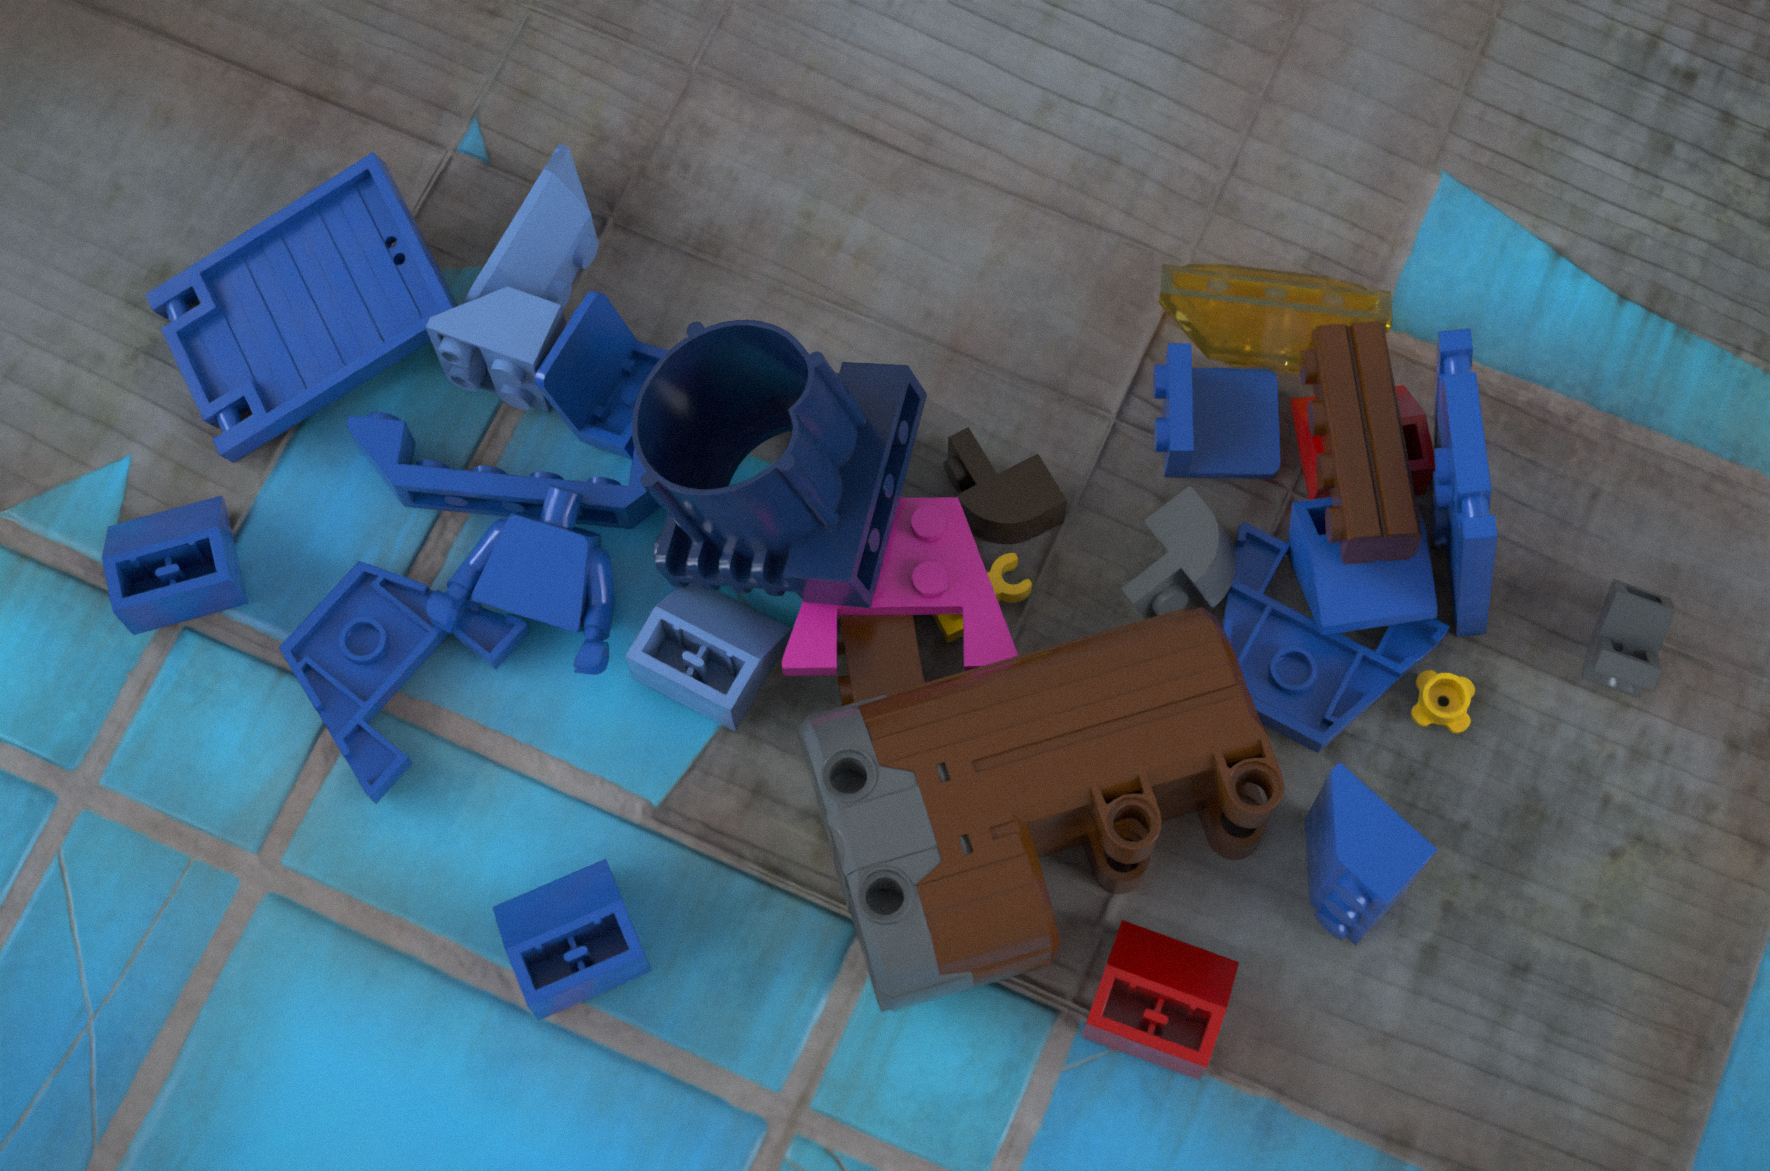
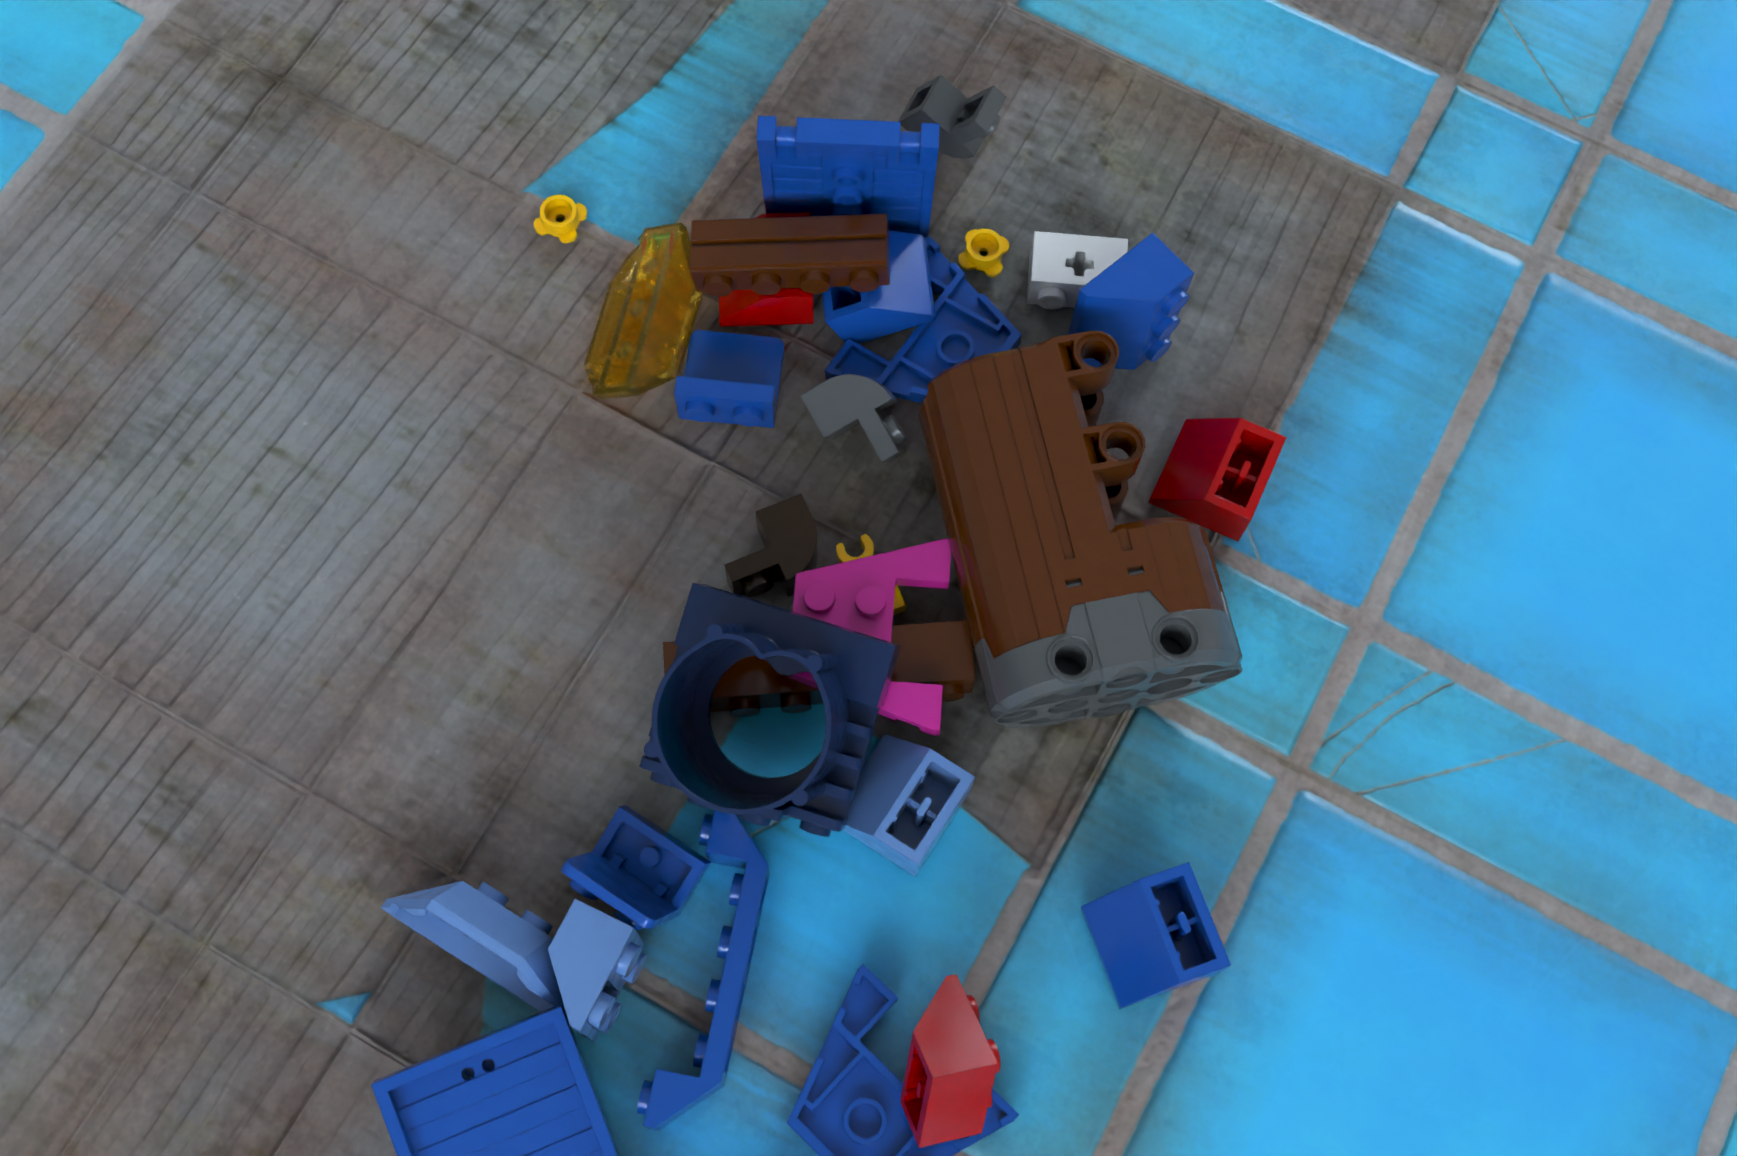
camera: 90 degrees left, 0 degrees up
(406, 696) = (949, 1069): none -> red slope
(541, 572) = (819, 945): blue torso -> none
(1410, 197) = (557, 207): none -> yellow plate
(1442, 784) = (1066, 263): none -> white brick

